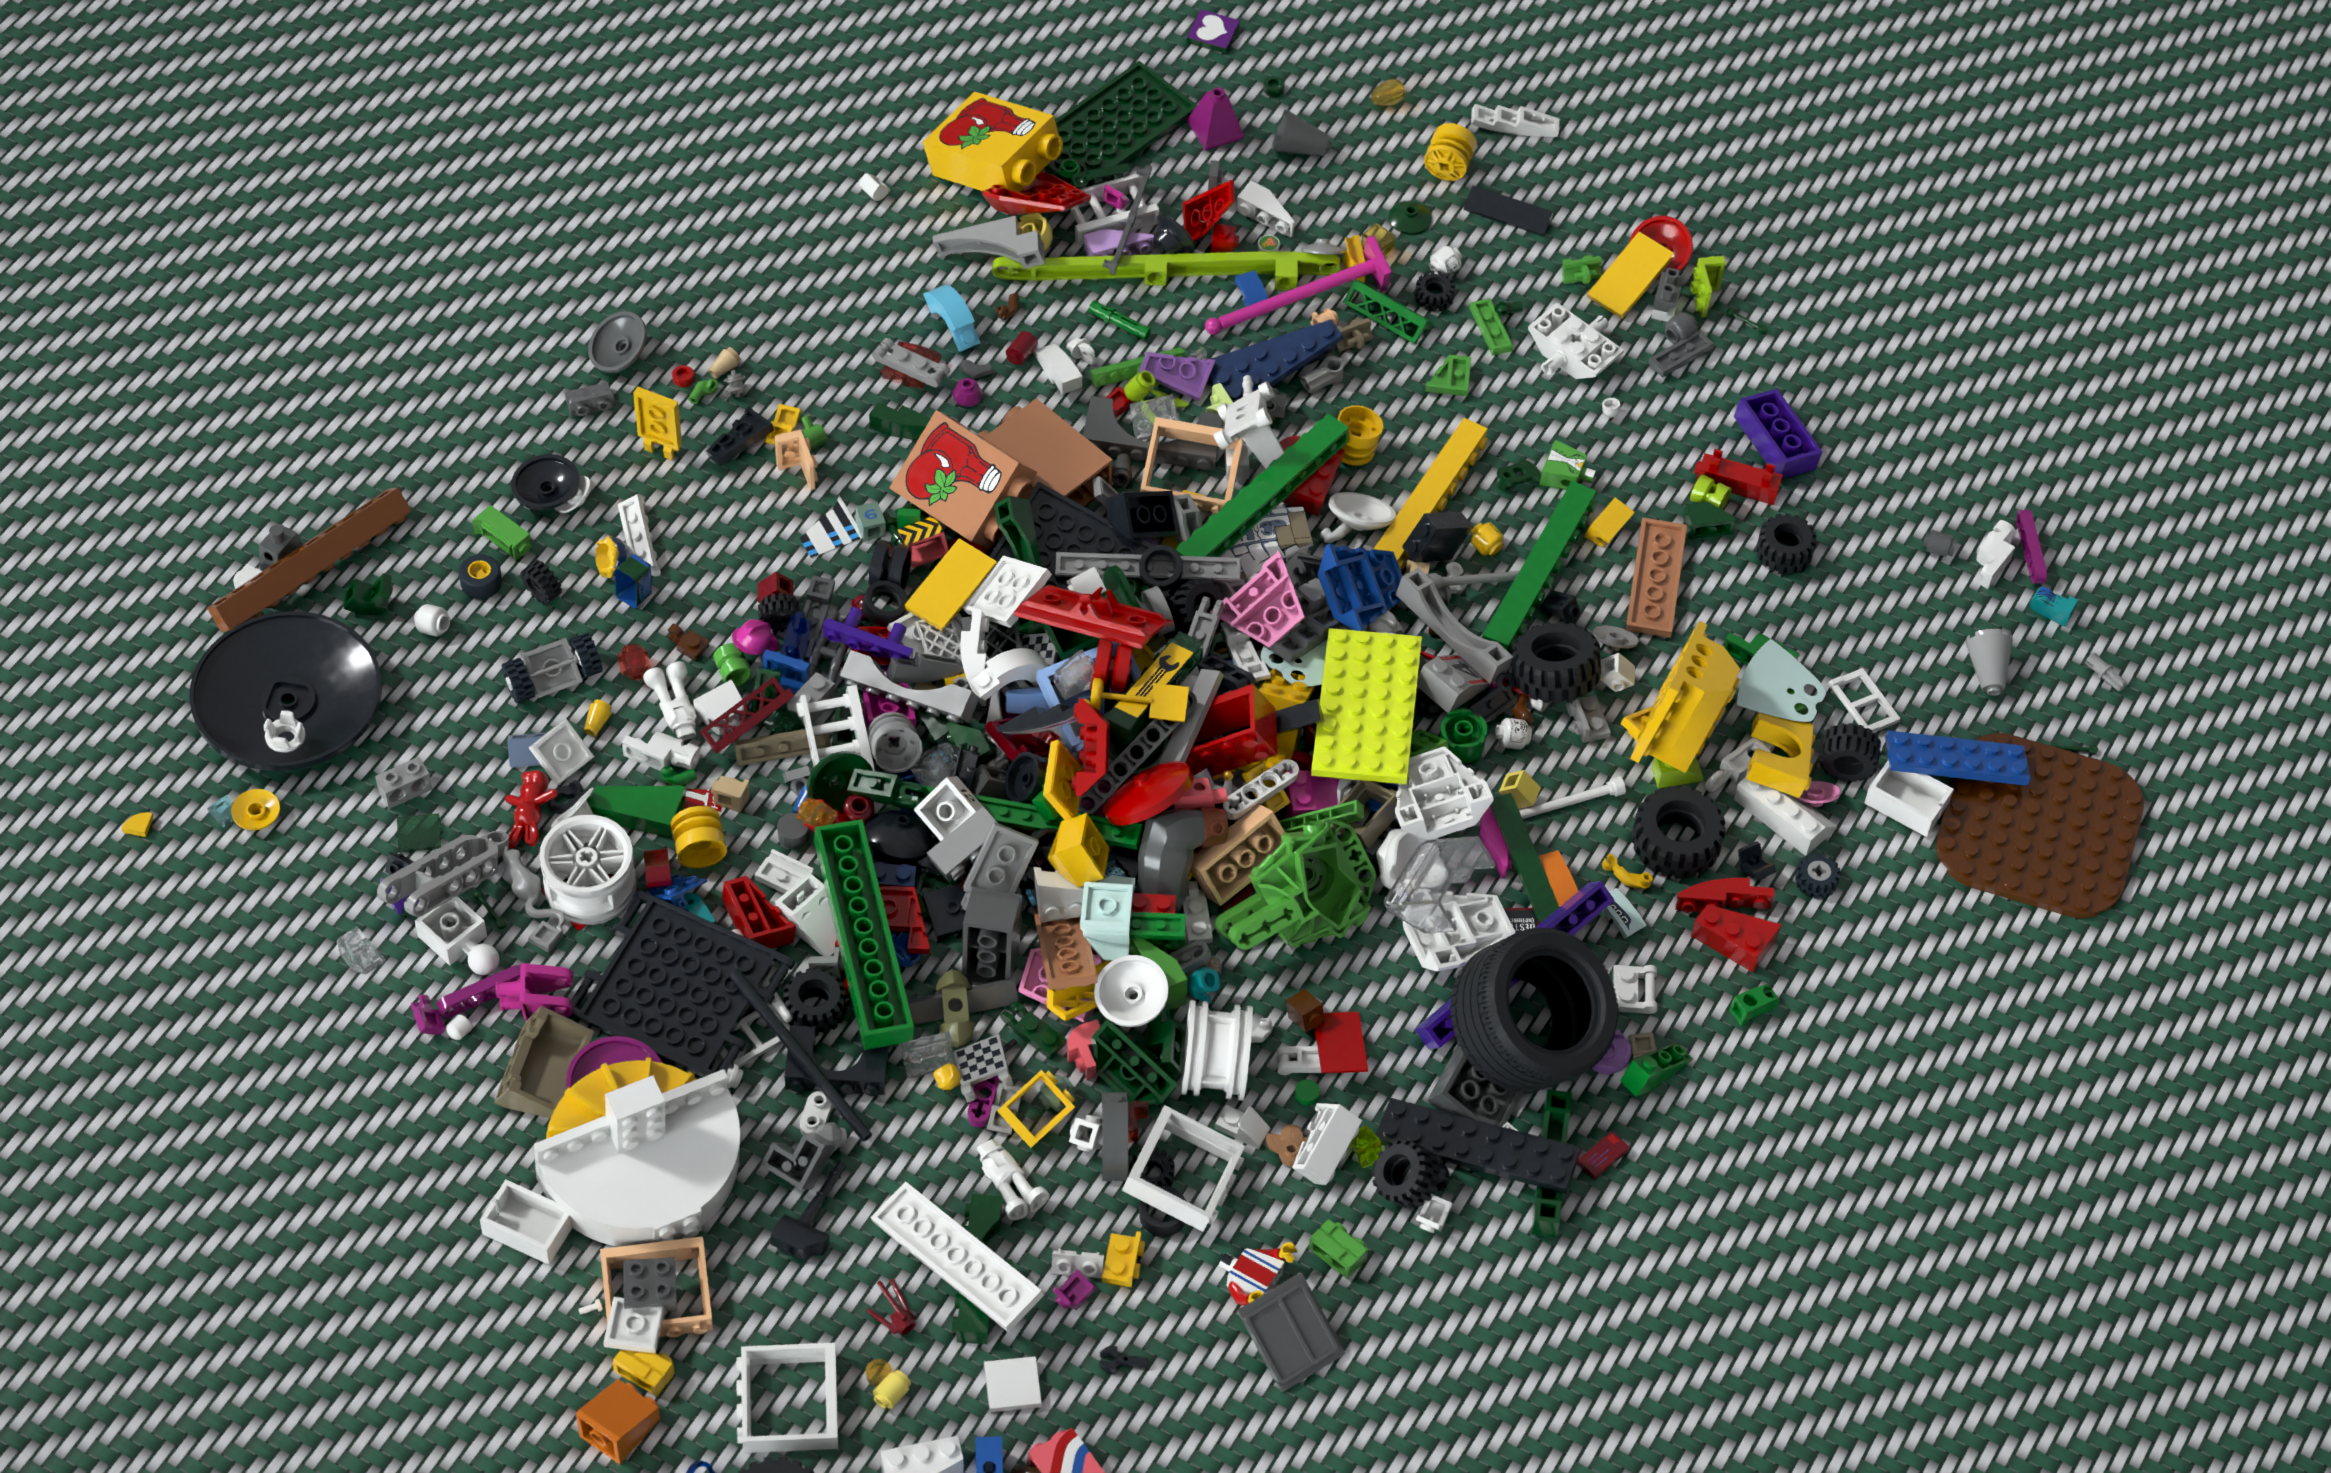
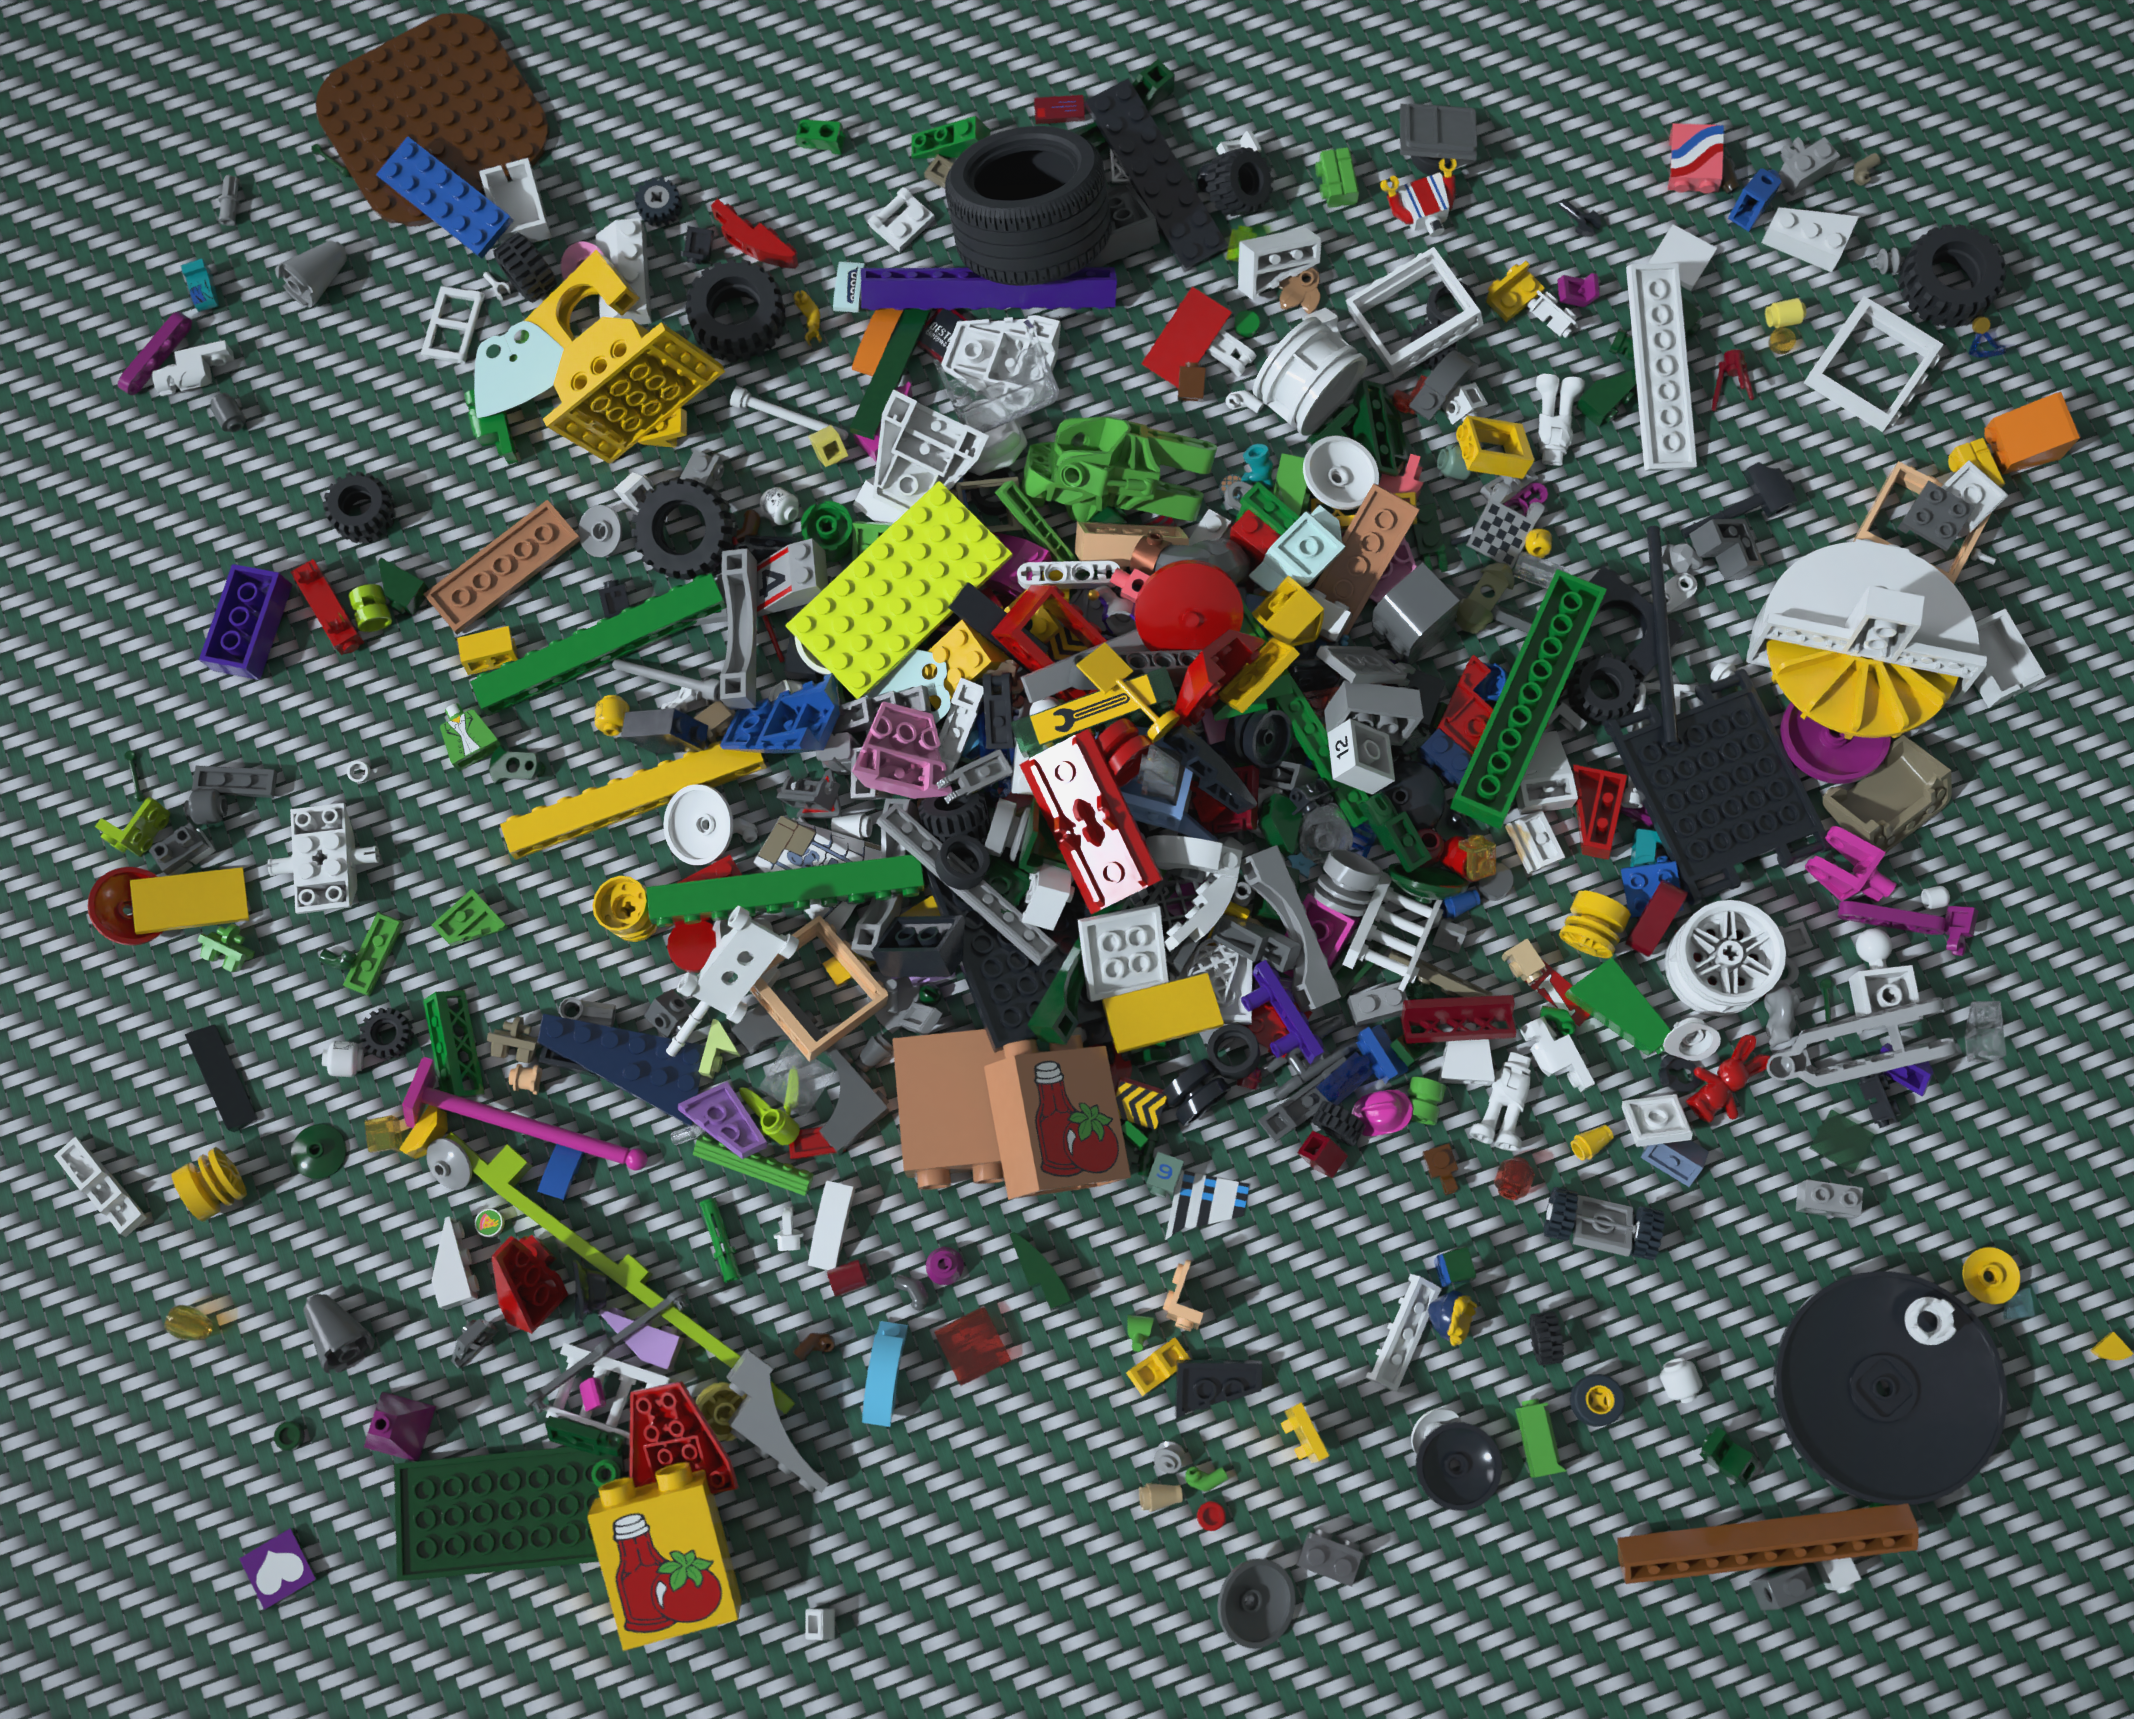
camera: 135 degrees left, 20 degrees up
(910, 363) = (977, 1337): light grey plate -> none
(1736, 935) = (777, 194): red wedge -> none

